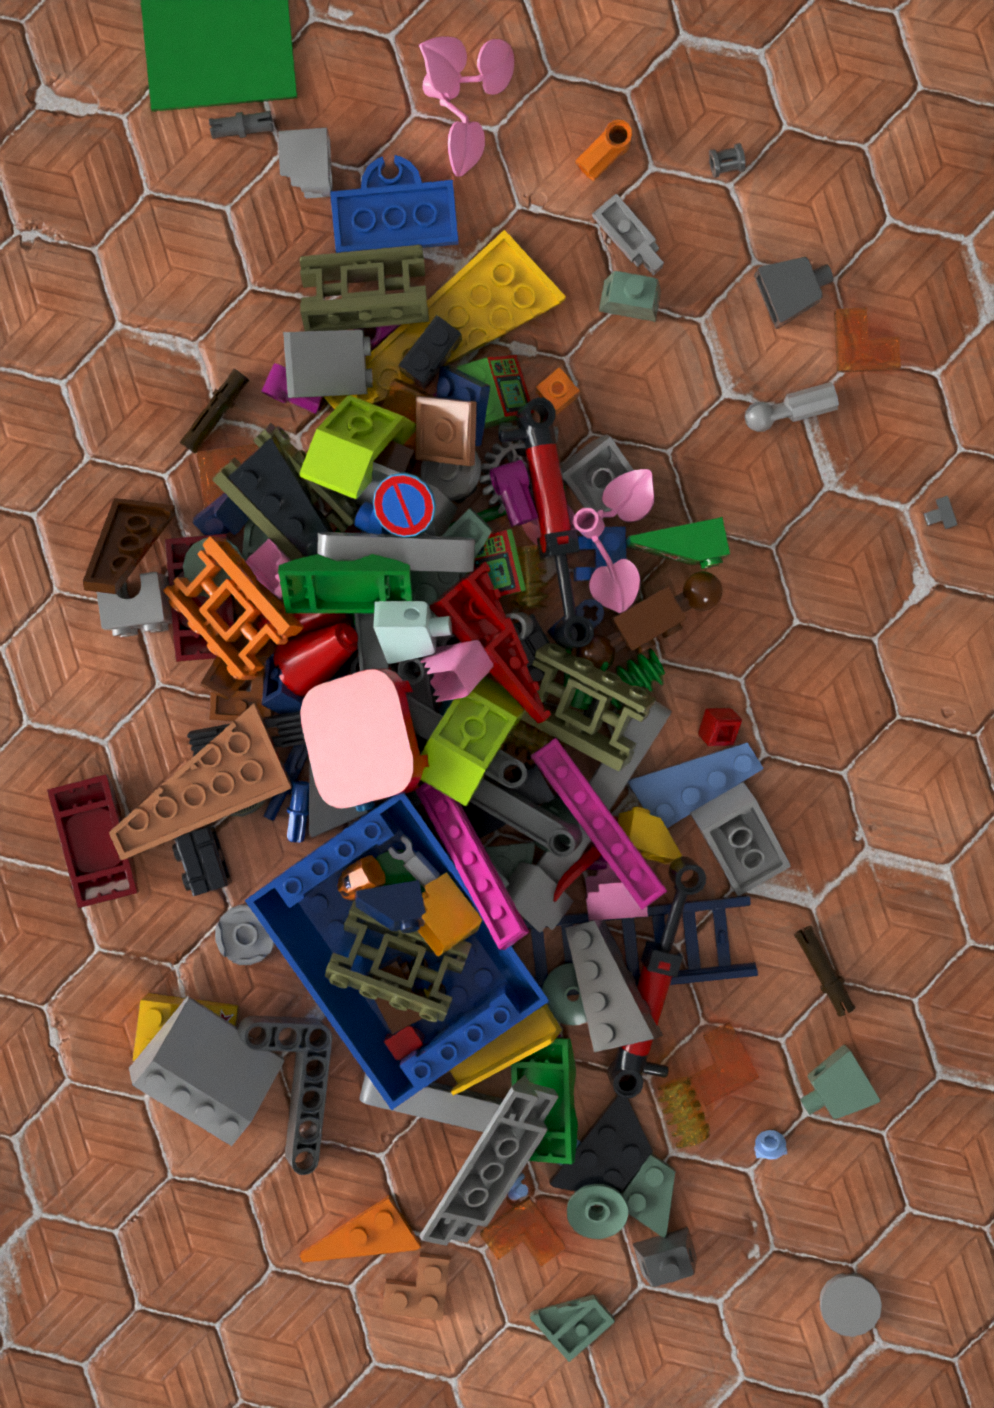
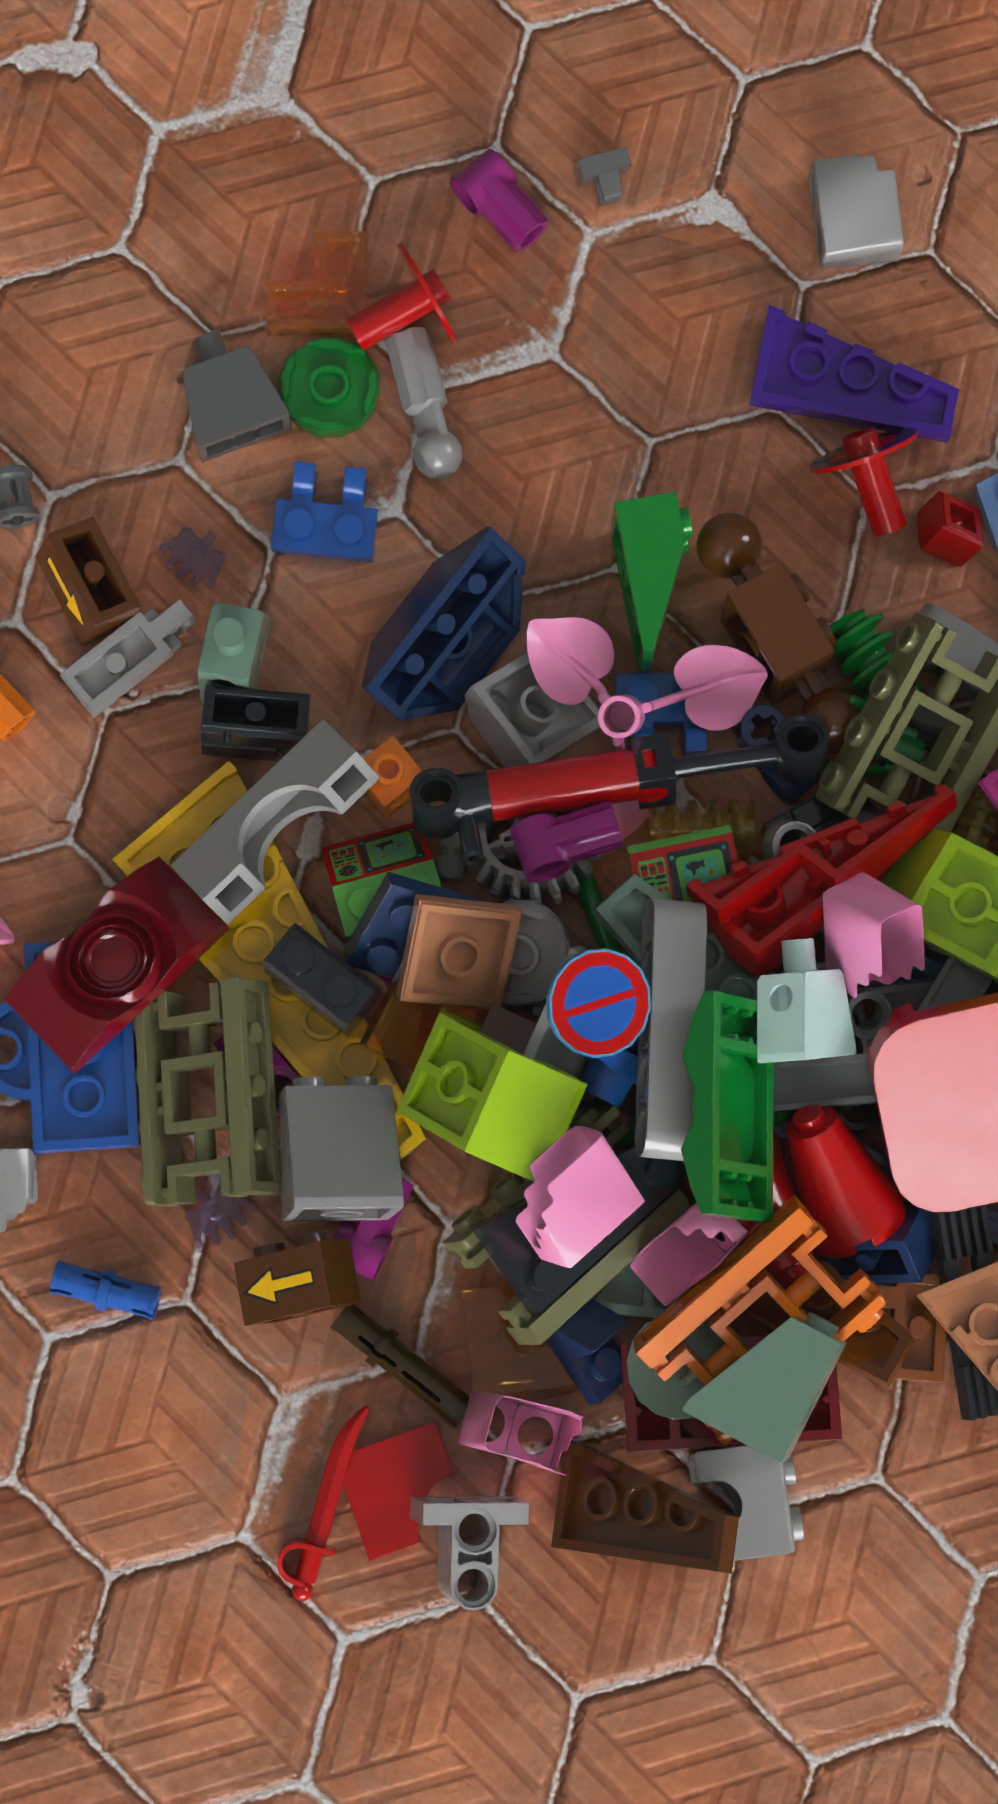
camera: 85 degrees left, 10 degrees down
(107, 453) = (477, 1552): none -> light grey tile
(112, 363) = (315, 1543): none -> red sword
(146, 405) = (384, 1480): none -> red tile
(160, 479) = (479, 1416): none -> bright pink piece
(188, 612) = (772, 1387): none -> sand green slope
(252, 238) = (105, 1289): none -> blue pin
(256, 345) = (296, 1280): none -> reddish brown brick
(289, 494) = (576, 1197): none -> bright pink piece
(294, 297) = (215, 1213): none -> piece
(440, 232) = (115, 962): none -> dark red slope
(499, 294) = (312, 777): none -> light grey arch
(586, 310) = (252, 722): none -> black brick
(646, 422) = (447, 629): none -> dark blue wedge
(673, 205) = (87, 580): none -> reddish brown brick
(693, 274) = (195, 555): none -> piece
(712, 350) = (325, 528): none -> blue plate
(761, 673) = (865, 455): none -> red piece
(802, 350) = (329, 387): none -> green tile
(812, 654) = (830, 380): none -> dark purple wing
(856, 400) = (402, 307): none -> red piece
(920, 668) = (854, 212): none -> light grey piece
(929, 445) = (491, 190): none -> magenta piece

